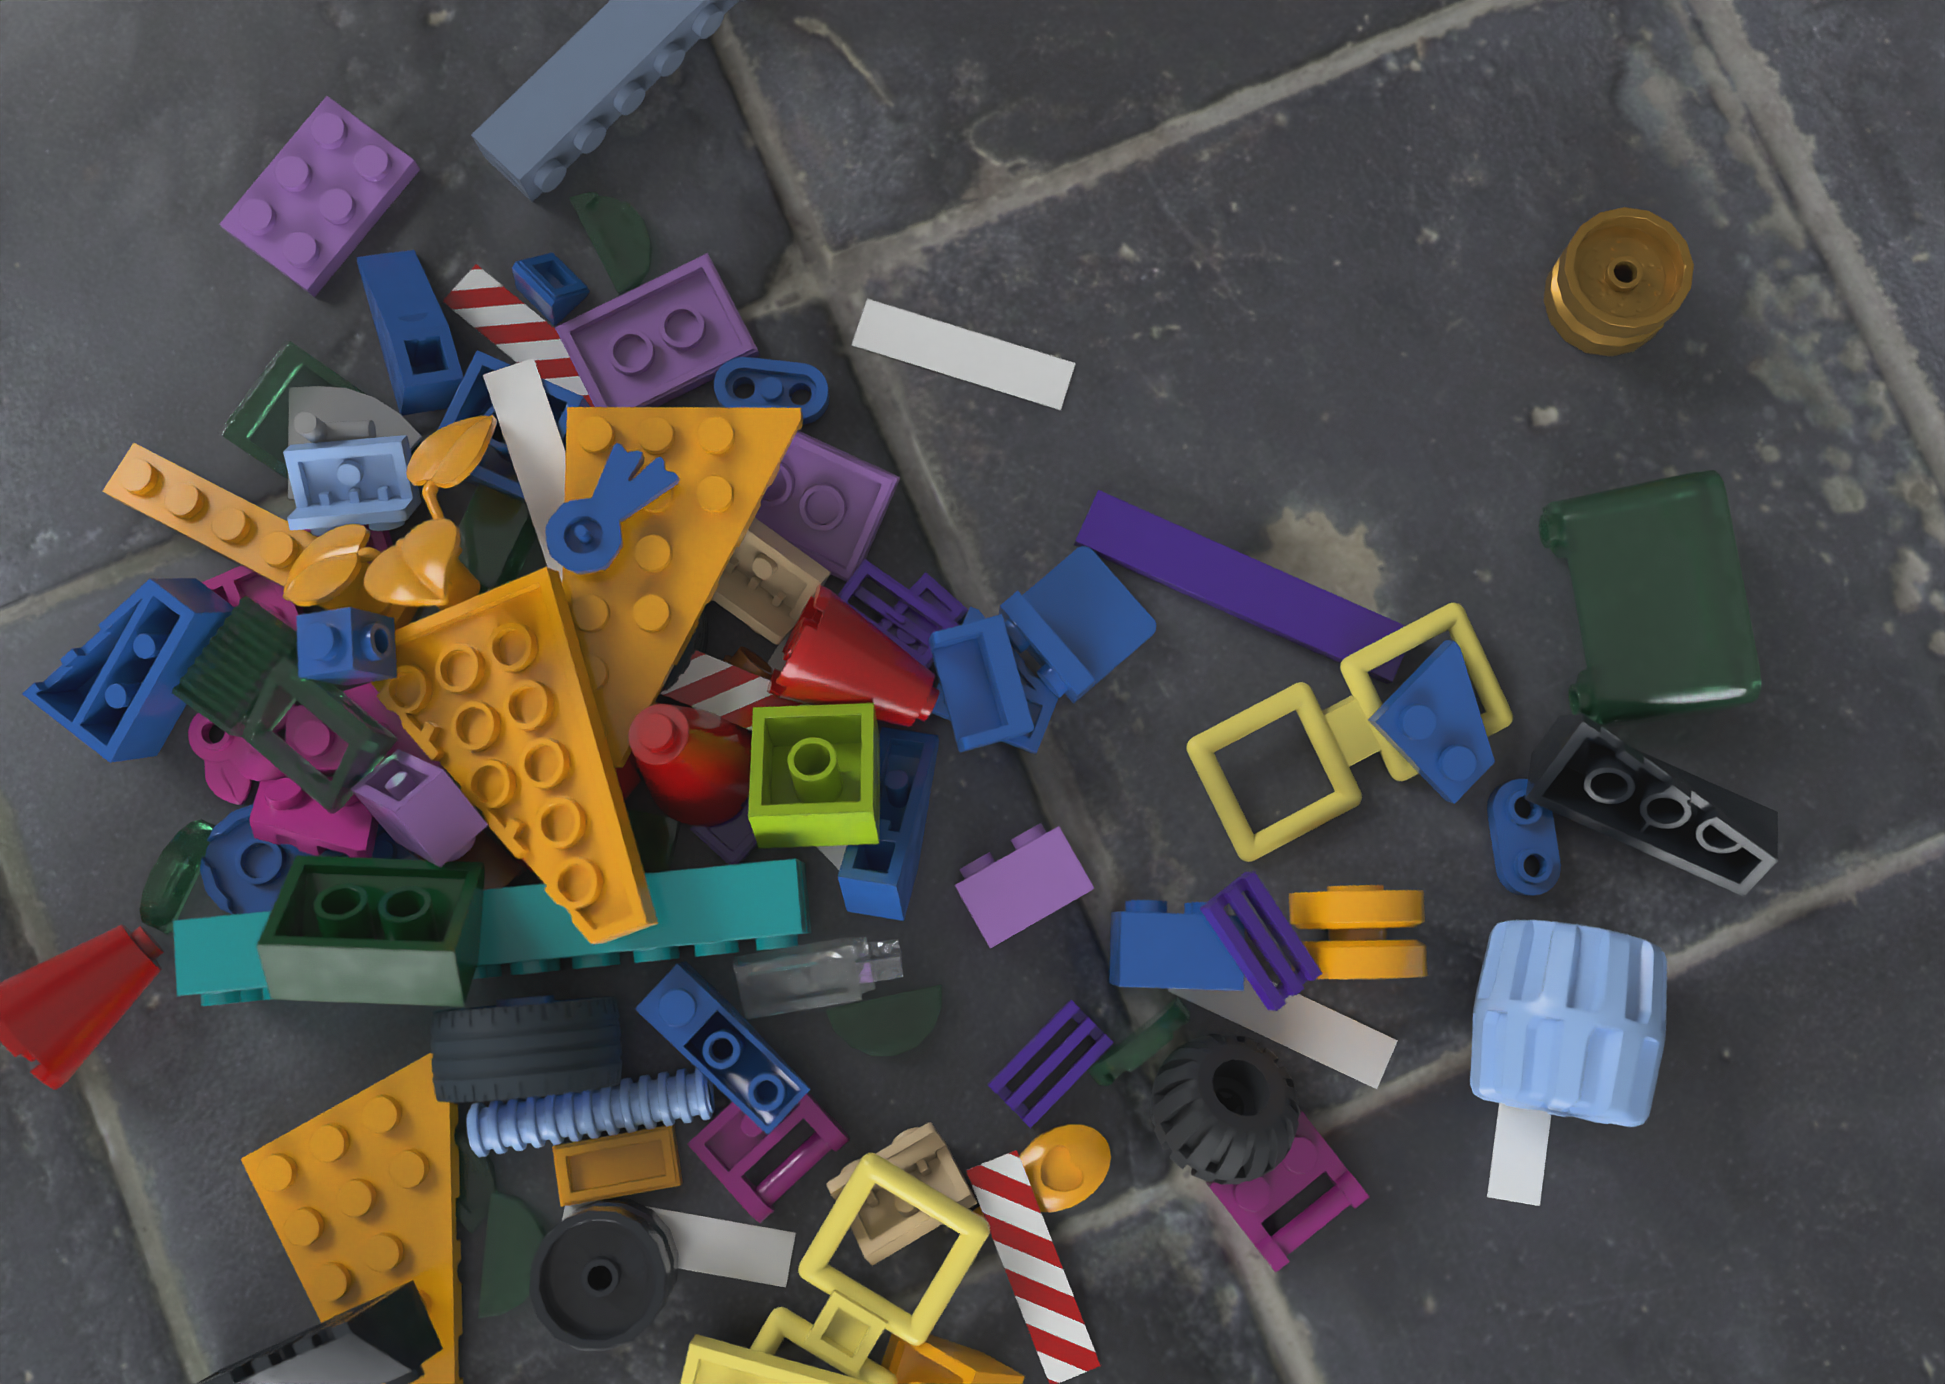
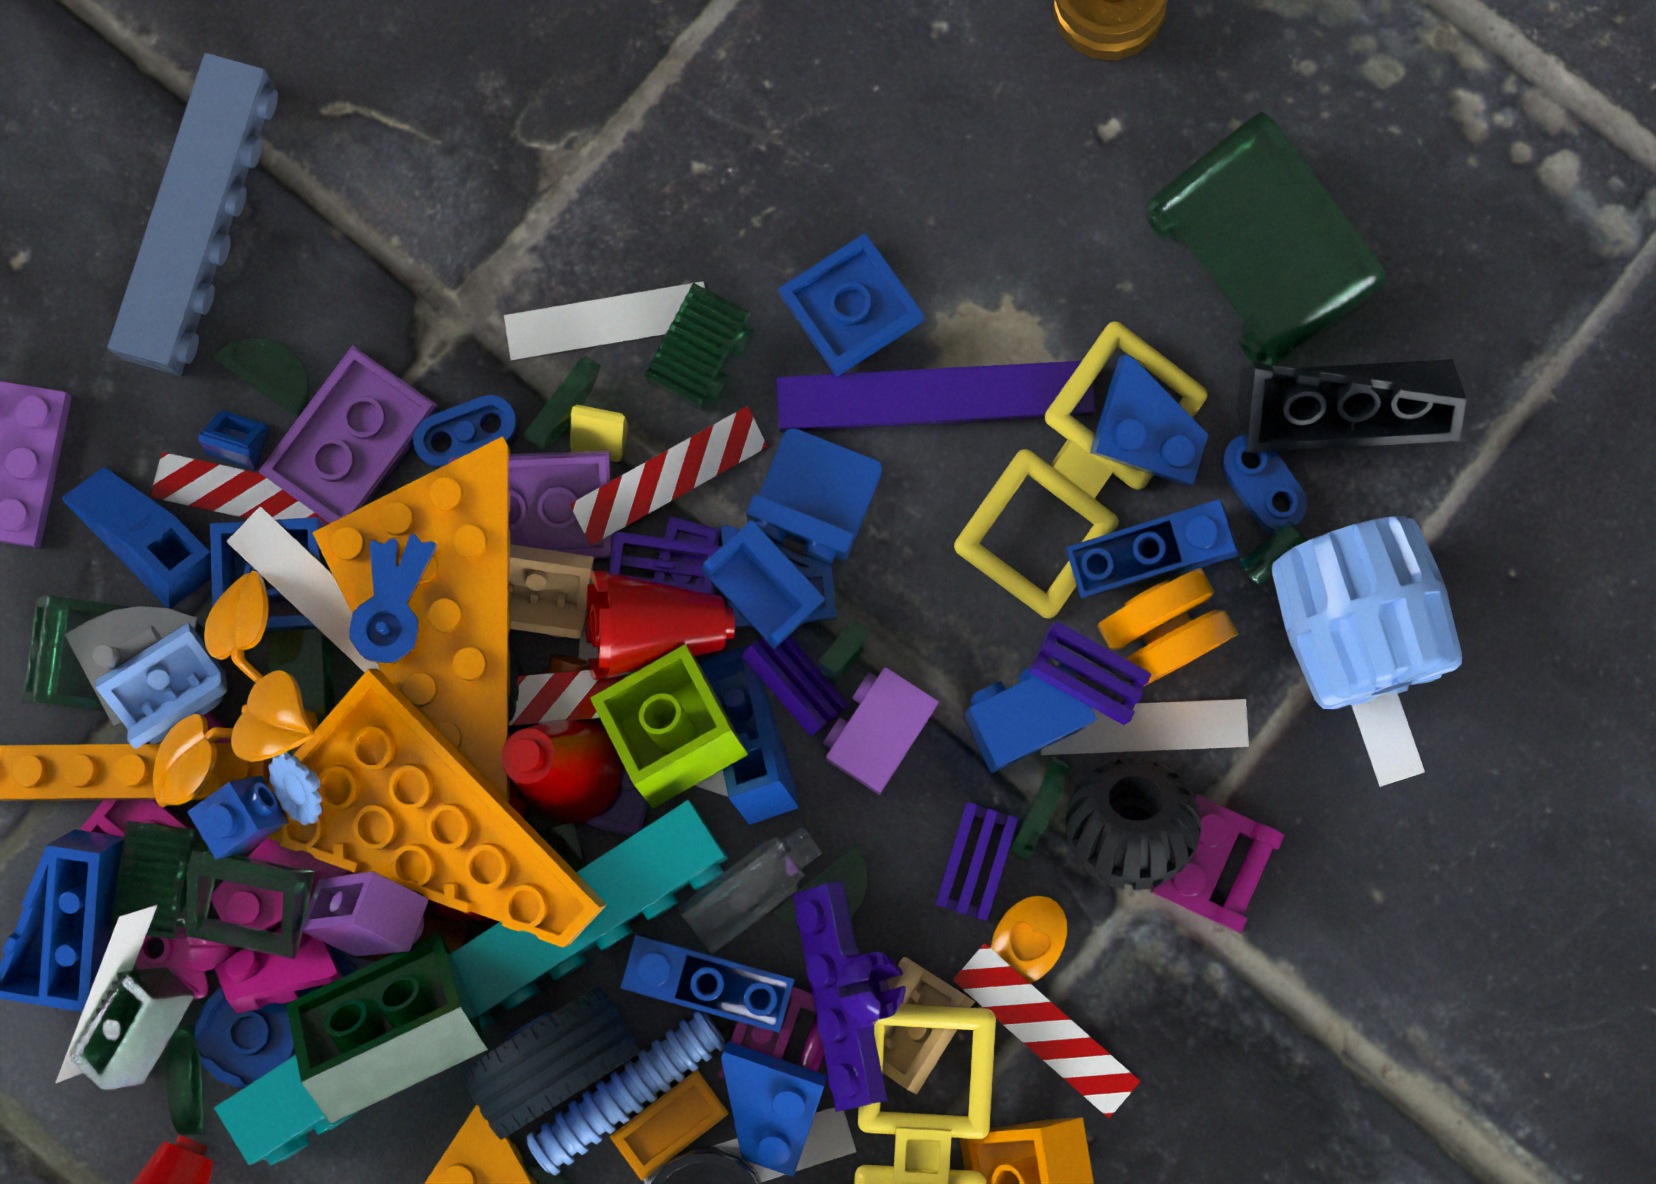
camera: 20 degrees left, 0 degrees up
(138, 751) = (119, 957): none -> white sticker
(147, 798) = (132, 1027): none -> brick
(416, 647) = (295, 788): none -> light blue piece
(723, 1201) = (770, 1106): none -> blue wing
(853, 1135) = (847, 995): none -> dark purple plate
(878, 411) = (556, 413): none -> clear green tile
(899, 453) = (598, 430): none -> light yellow slope
(944, 531) = (668, 475): none -> sticker
(964, 796) = (796, 683): none -> dark purple tile
(1027, 790) = (844, 651): none -> clear green tile
(1038, 423) = (699, 348): none -> clear green brick
(1207, 456) = (851, 304): none -> blue plate
(1383, 847) = (1153, 549): none -> blue slope
(1501, 908) = (1270, 550): none -> clear green pin

